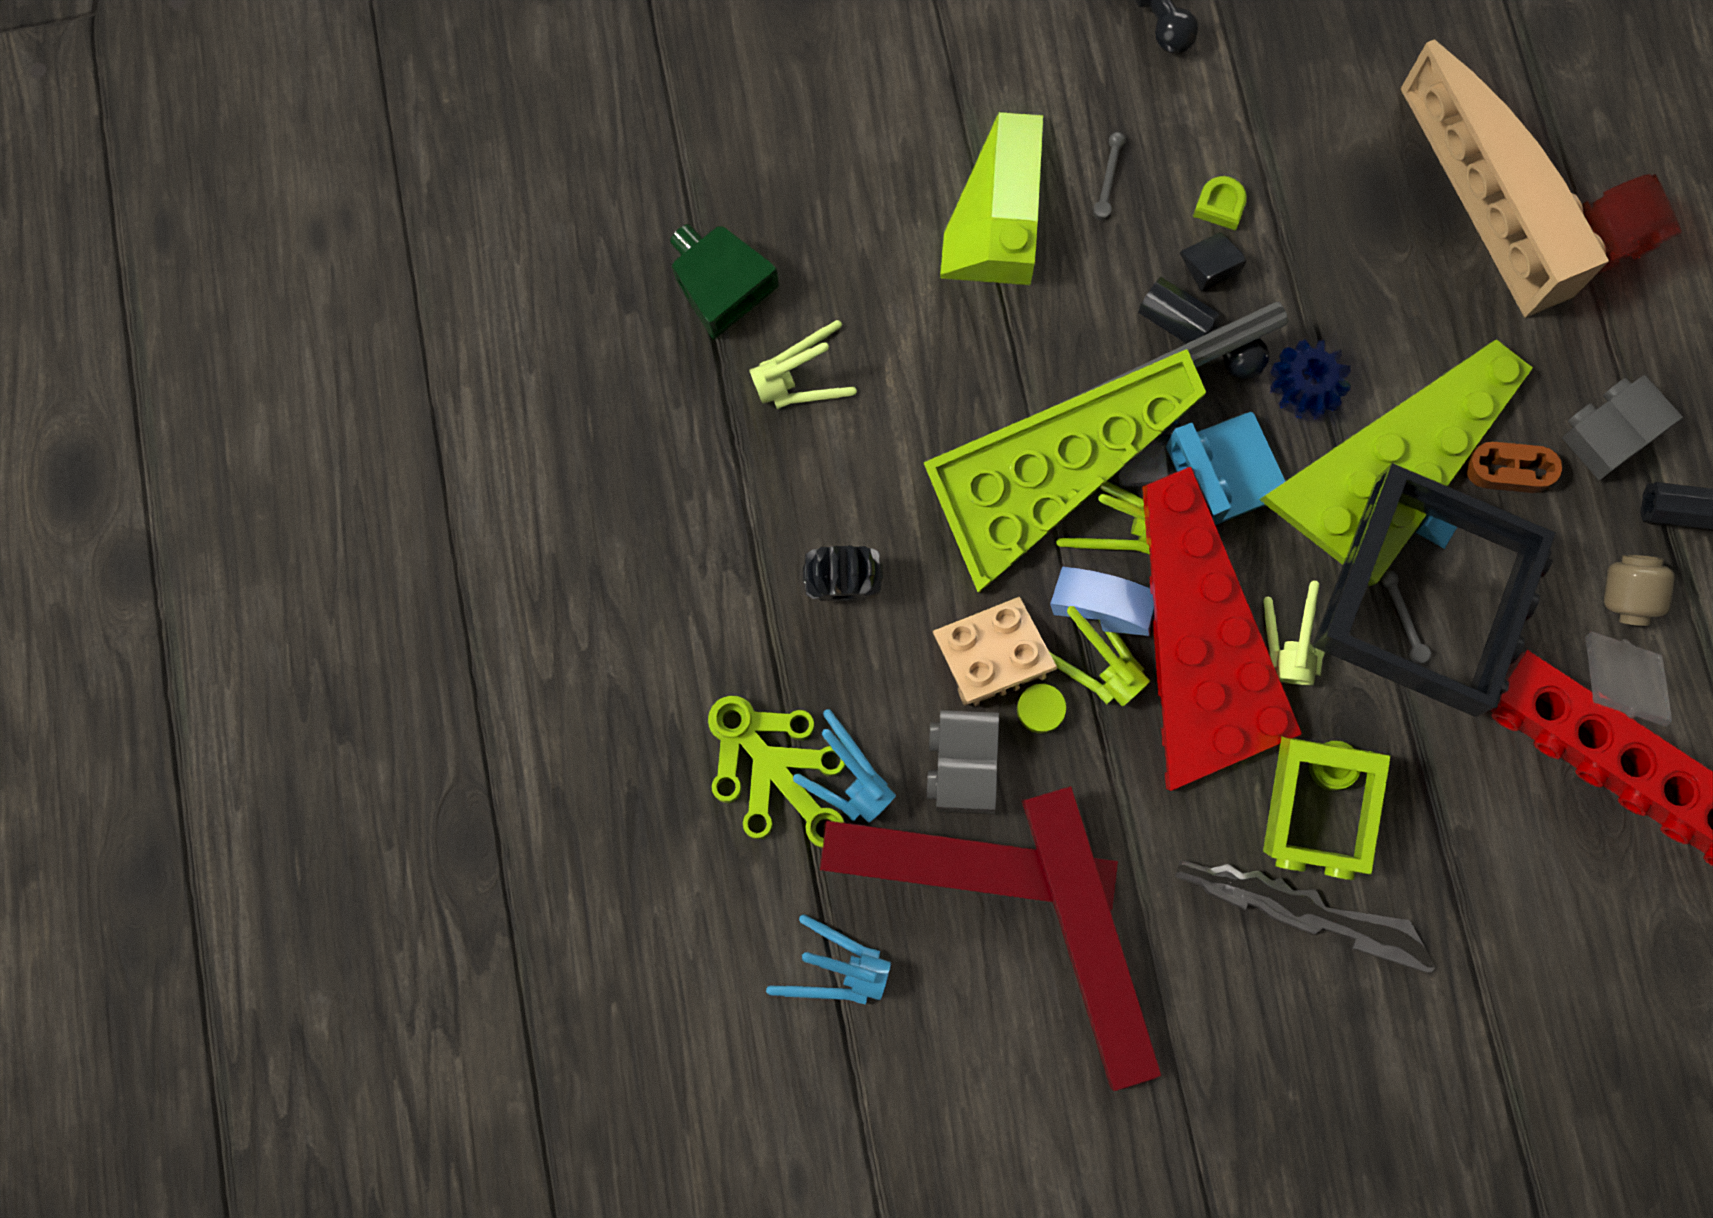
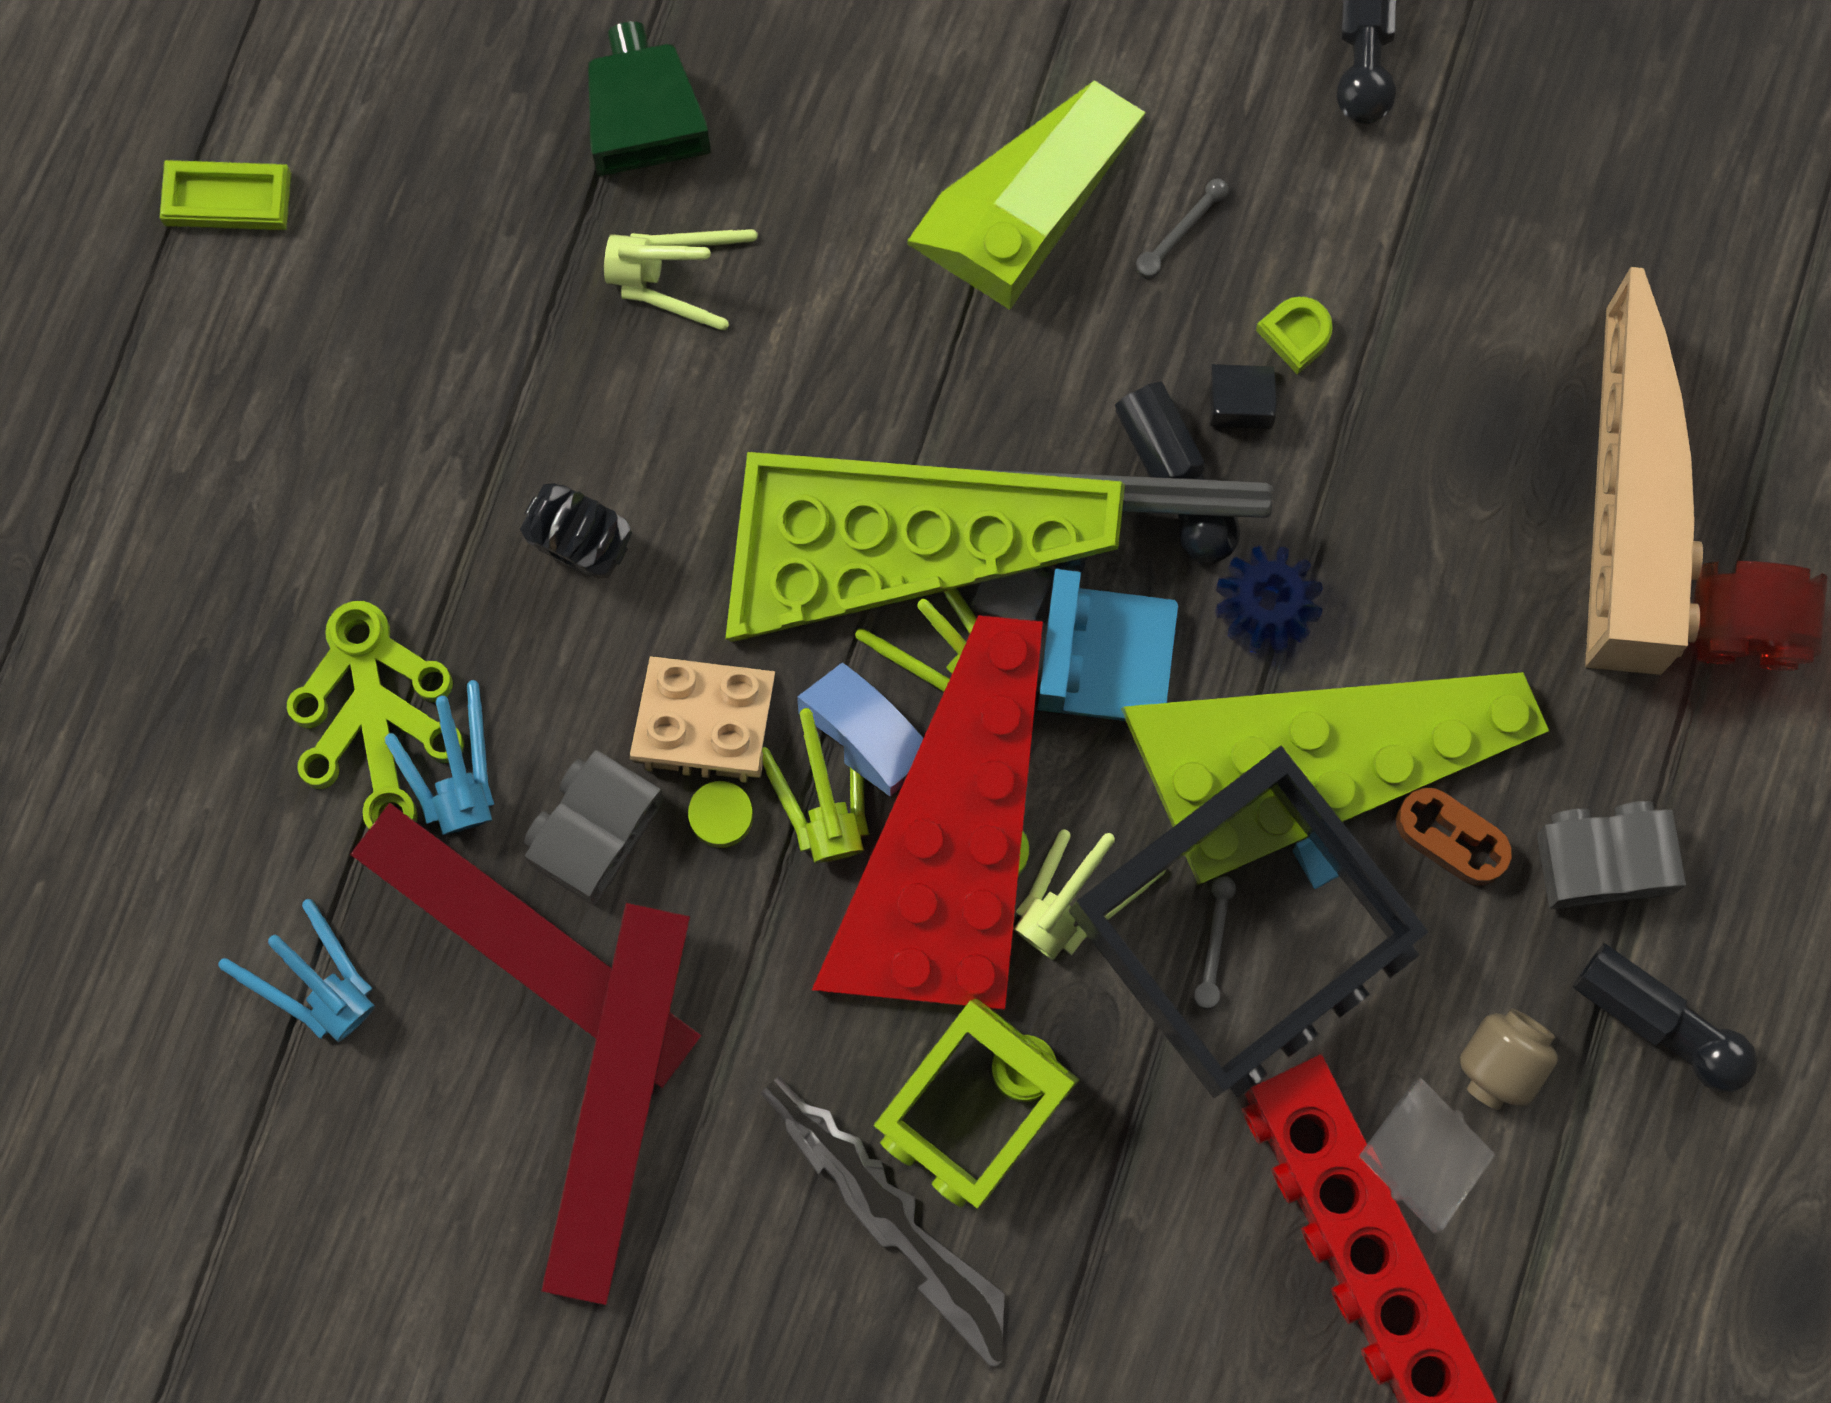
camera: 25 degrees right, 0 degrees up
(474, 480) = (225, 195): none -> lime tile

